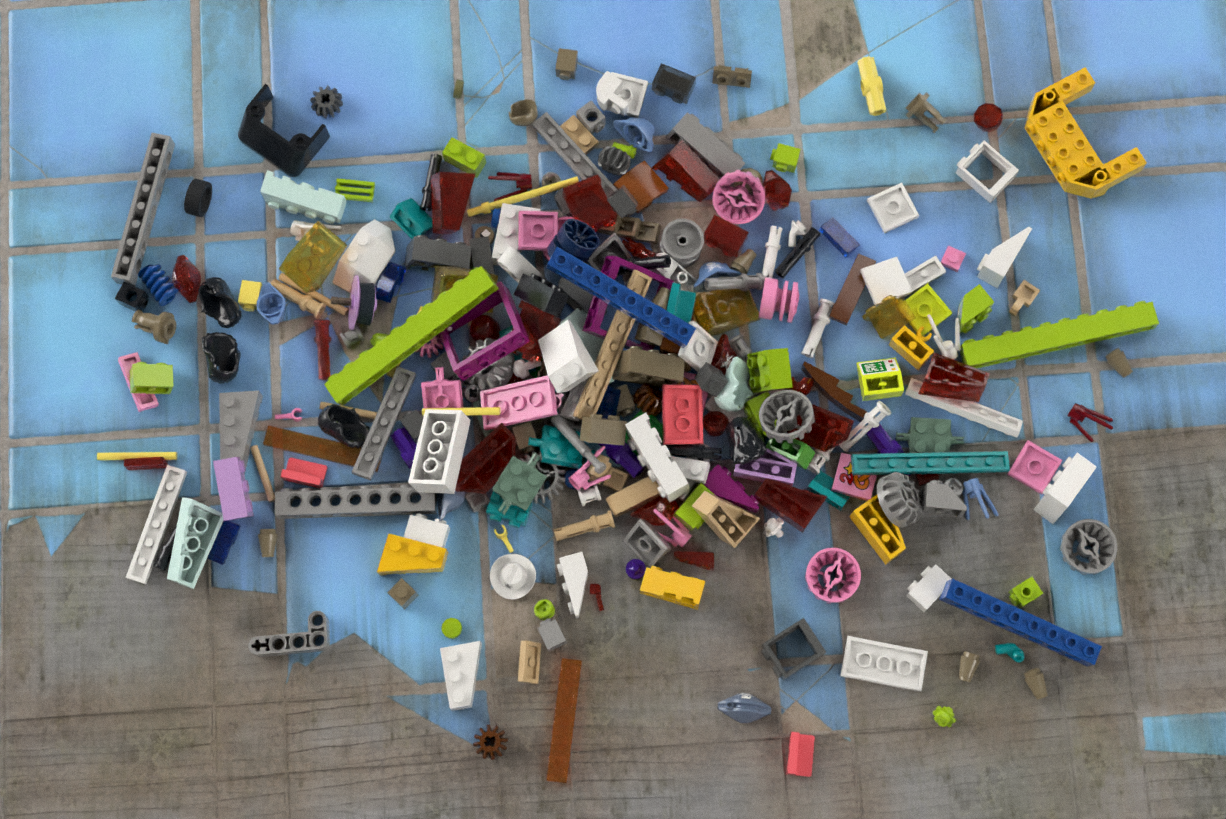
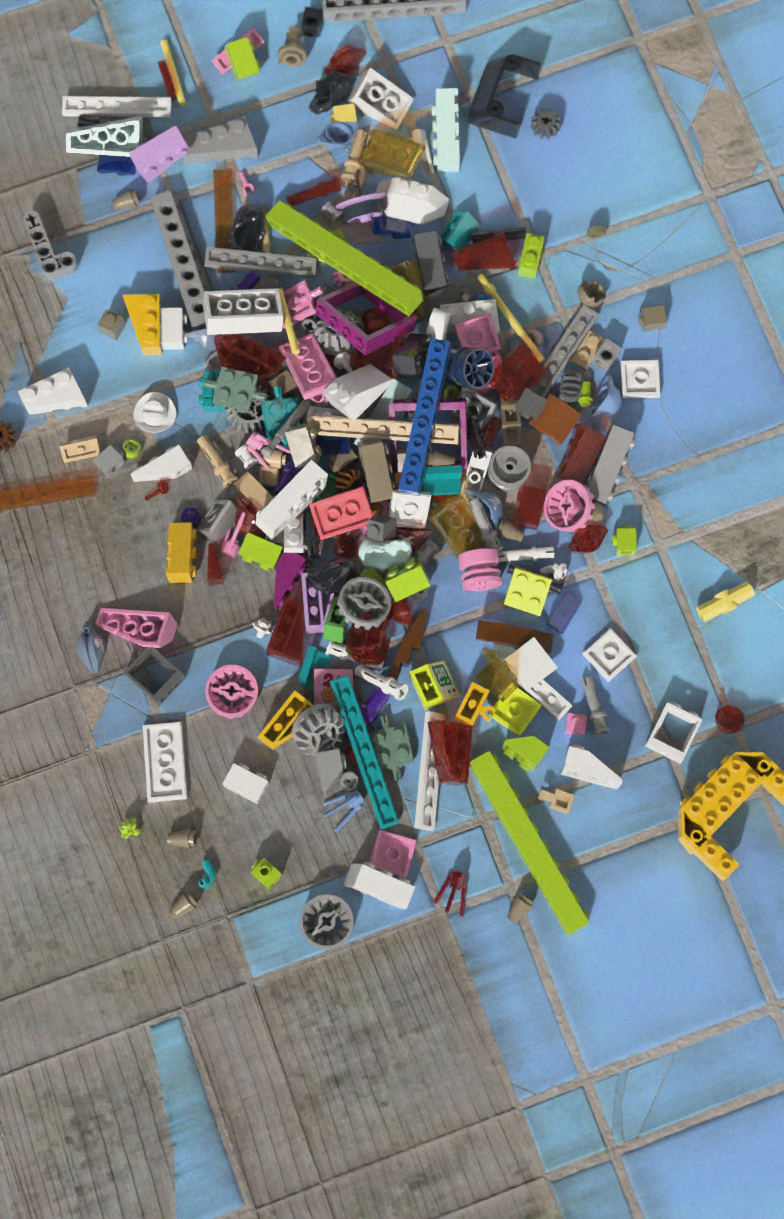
camera: 70 degrees right, 0 degrees up
(158, 284) = (330, 38): blue piece -> none
(198, 197) = (418, 44): black tyre -> none
(223, 353) = (286, 109): black piece -> none
(242, 255) = (380, 99): none -> white slope
(263, 473) = (189, 177): tan bar -> none
(304, 473) = (197, 212): coral panel -> none
(338, 188) = (468, 160): lime tile -> none
(451, 628) = (93, 376): lime tile -> none
(503, 536) = (189, 395): light yellow hand -> none
(523, 182) = (525, 314): dark red plant -> none
(607, 91) = (633, 359): white brick -> none
(673, 84) = (665, 419): clear smoke brick -> none
(725, 76) = (690, 462): dark tan hinge -> none
(725, 518) = (256, 577): tan wedge -> none
(742, 647) = (138, 626): none -> bright pink wedge
(800, 754) = (60, 707): coral panel -> none
(810, 262) = (527, 591): none -> neon yellow plate
(821, 320) = (465, 616): white pin -> none
(919, 106) = (714, 657): dark tan piece -> none
(947, 347) = (481, 742): white plant -> none
(951, 235) = (597, 715): none -> light grey pin
(1020, 622) = (233, 873): blue brick -> none

